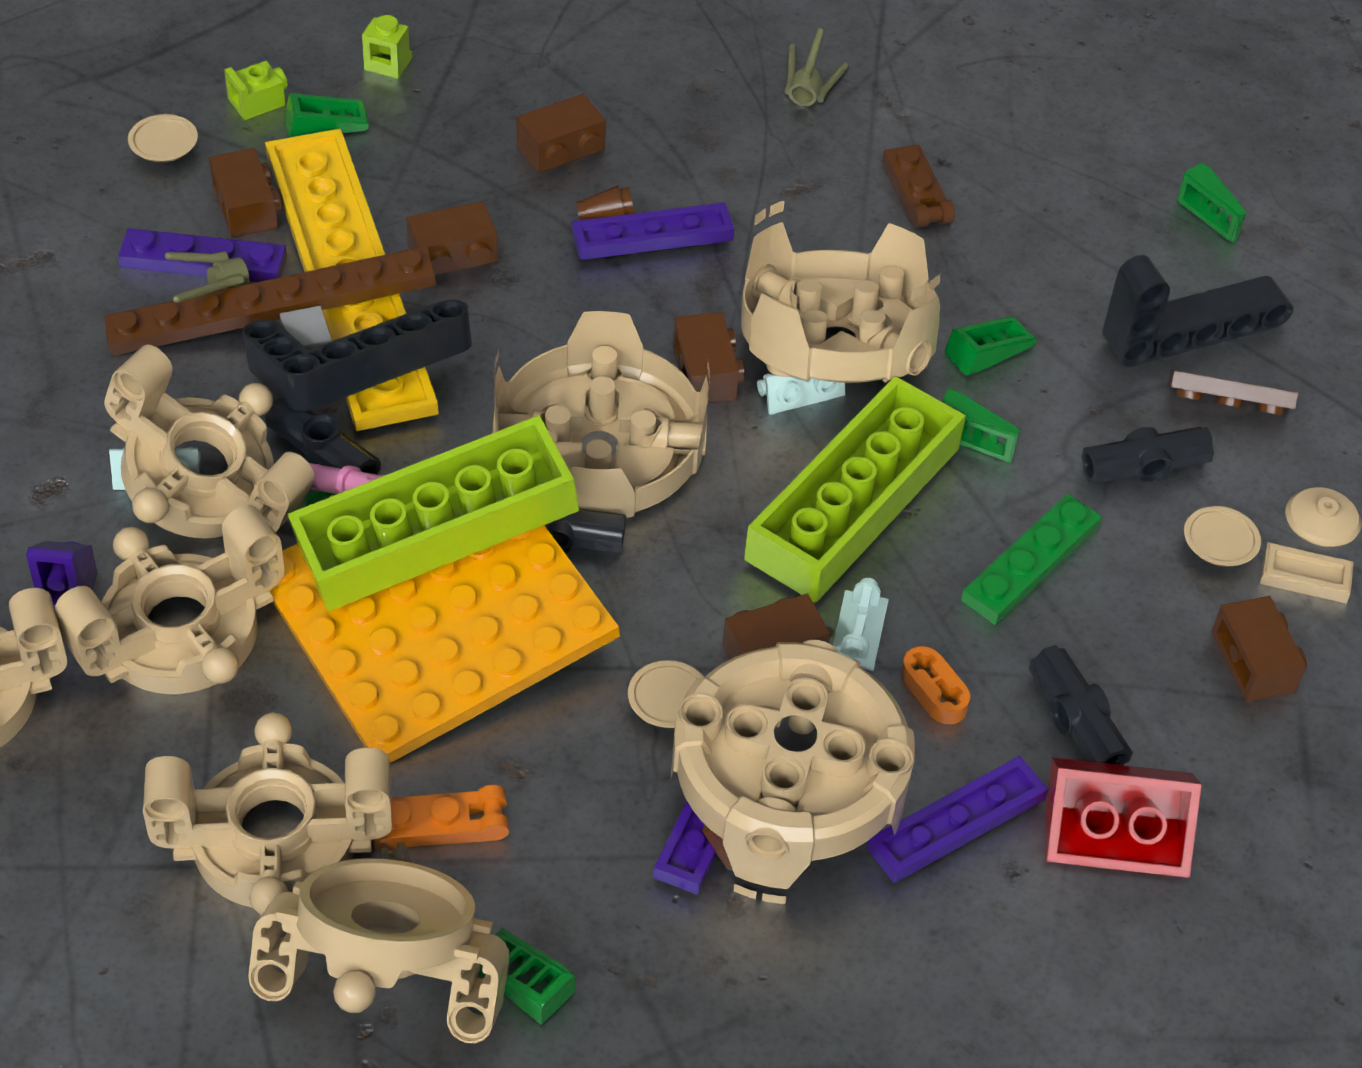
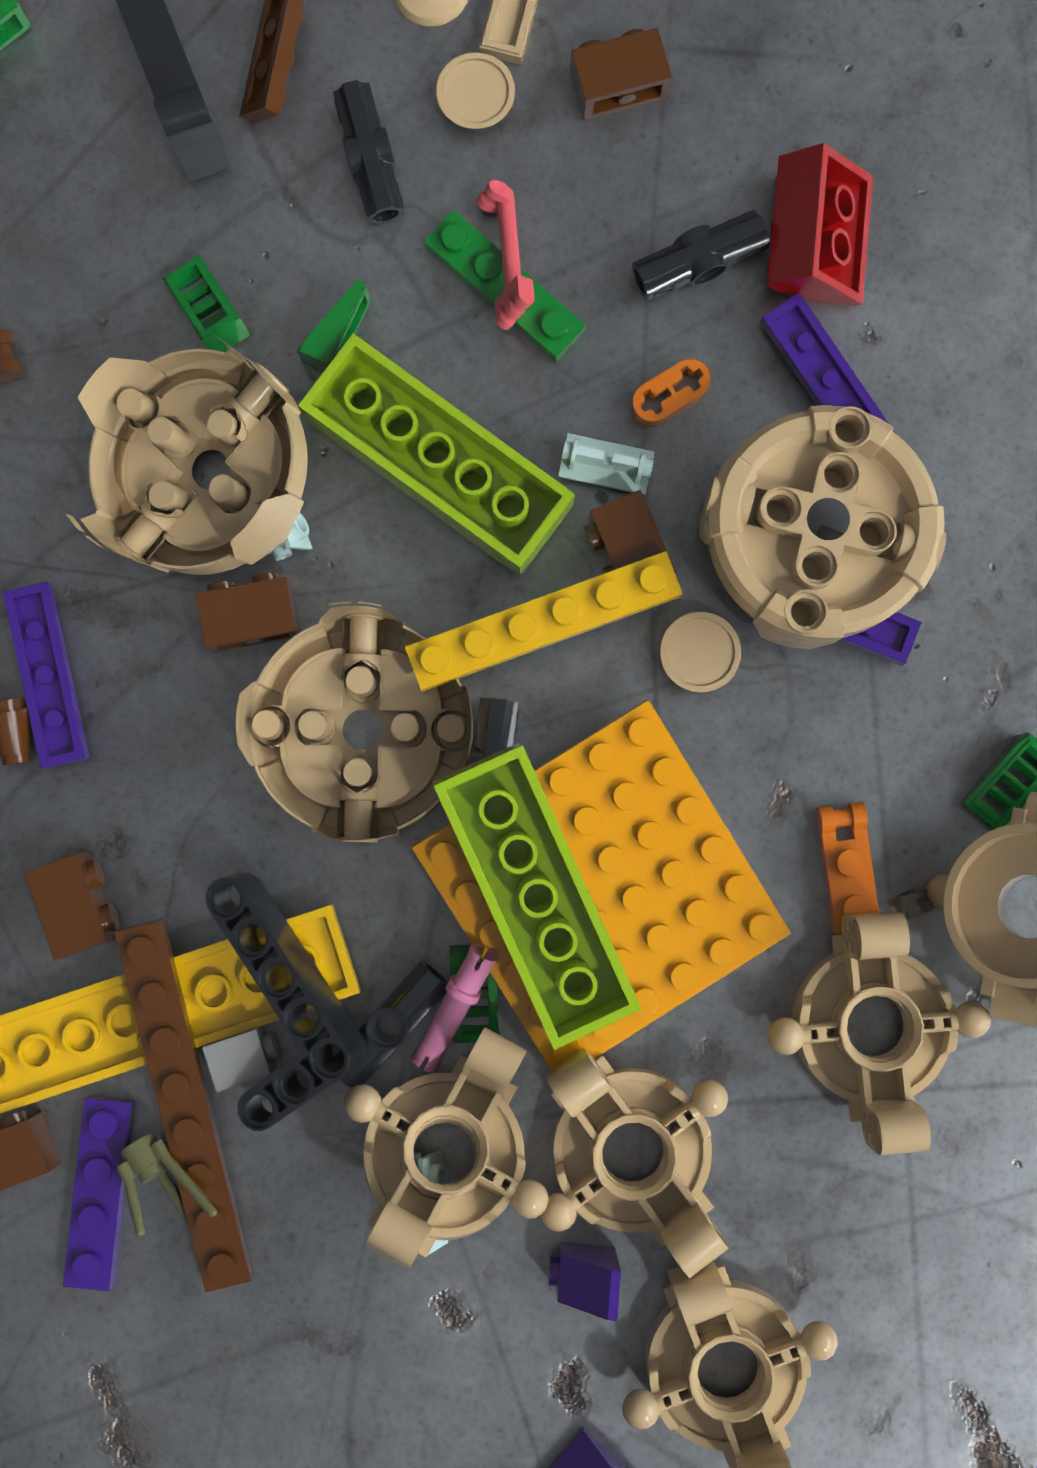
camera: 90 degrees left, 35 degrees up
(698, 550) = (543, 621): none -> yellow plate
(1115, 554) = (518, 290): none -> coral hinge

